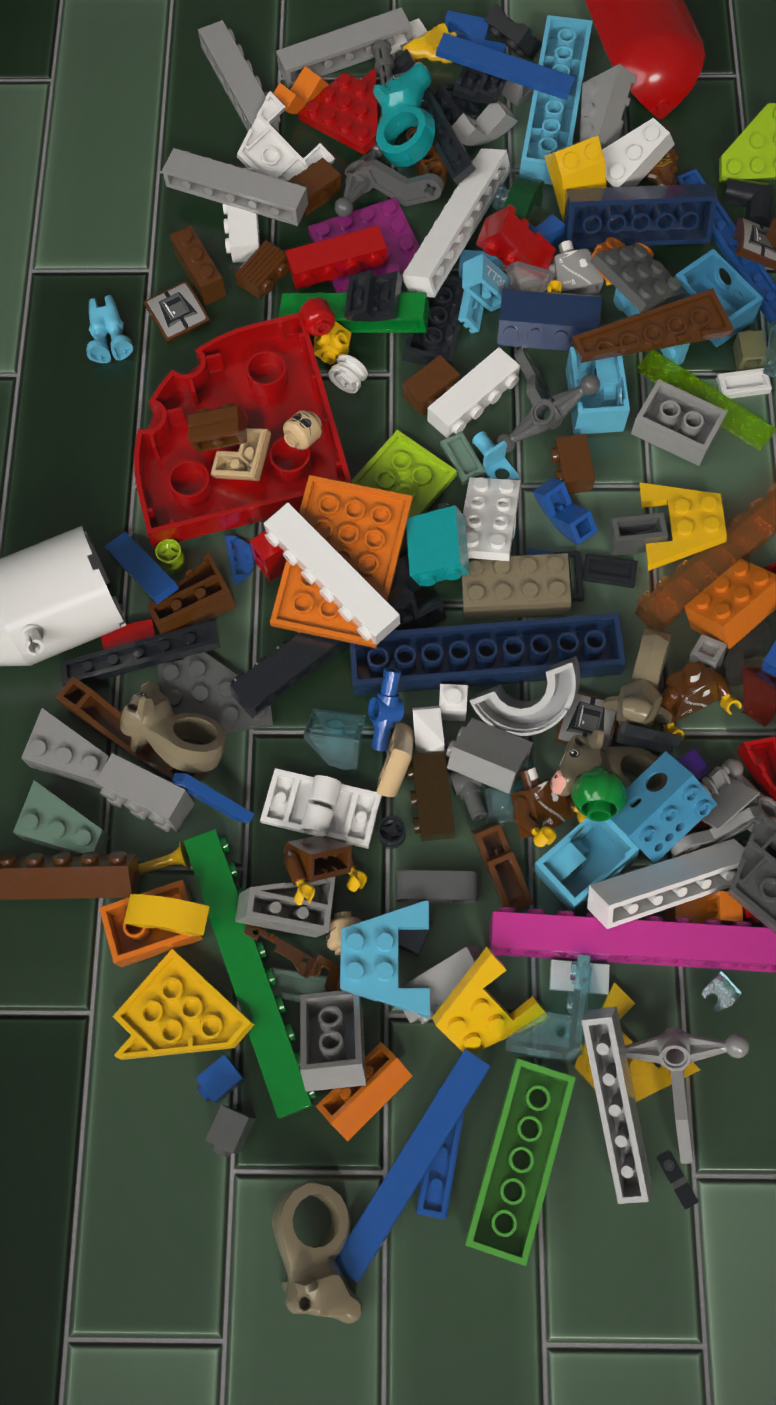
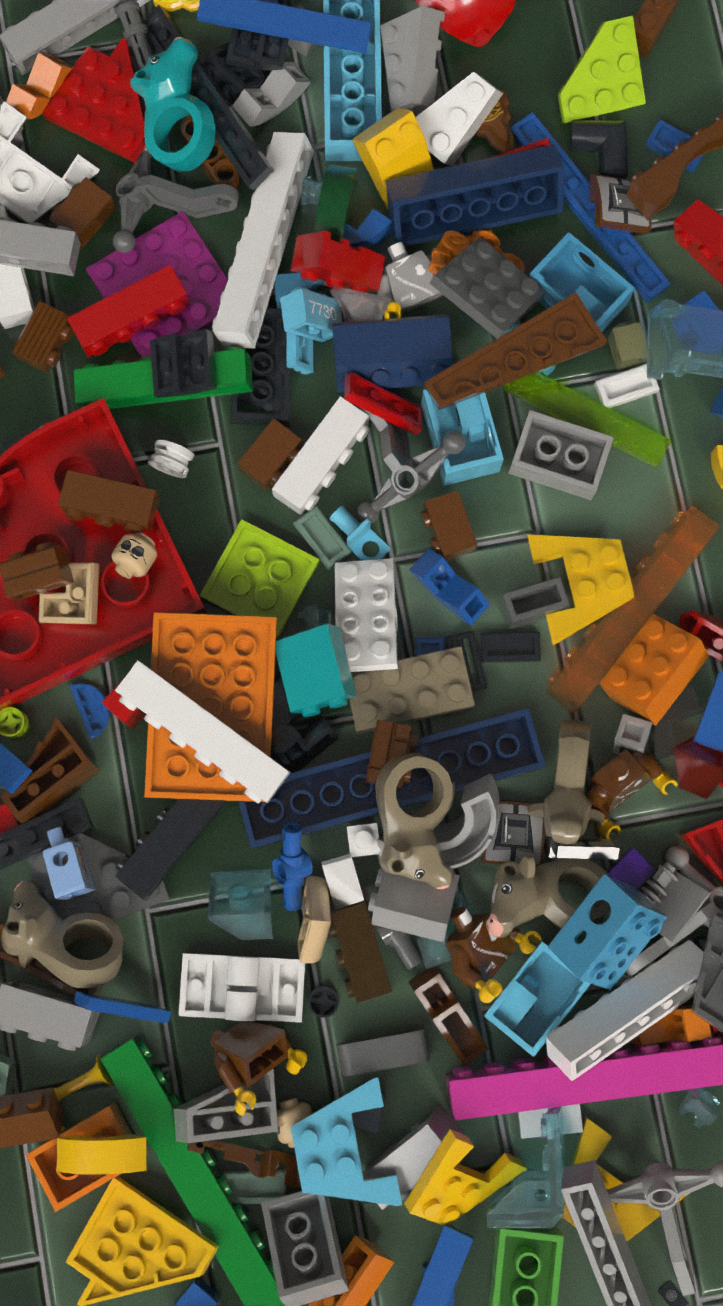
camera: 15 degrees left, 10 degrees up
(190, 672) = (73, 877): none -> light blue torso
(289, 385) = (108, 502): none -> reddish brown brick
(317, 317) = (122, 401): red head -> none
(333, 344) = (144, 422): yellow brick -> none
(490, 625) = (390, 741): none -> reddish brown brick
(494, 693) = (409, 838): none -> dark tan animal
(534, 357) = (383, 403): none -> red tile
(599, 794) = (540, 935): green plant -> none

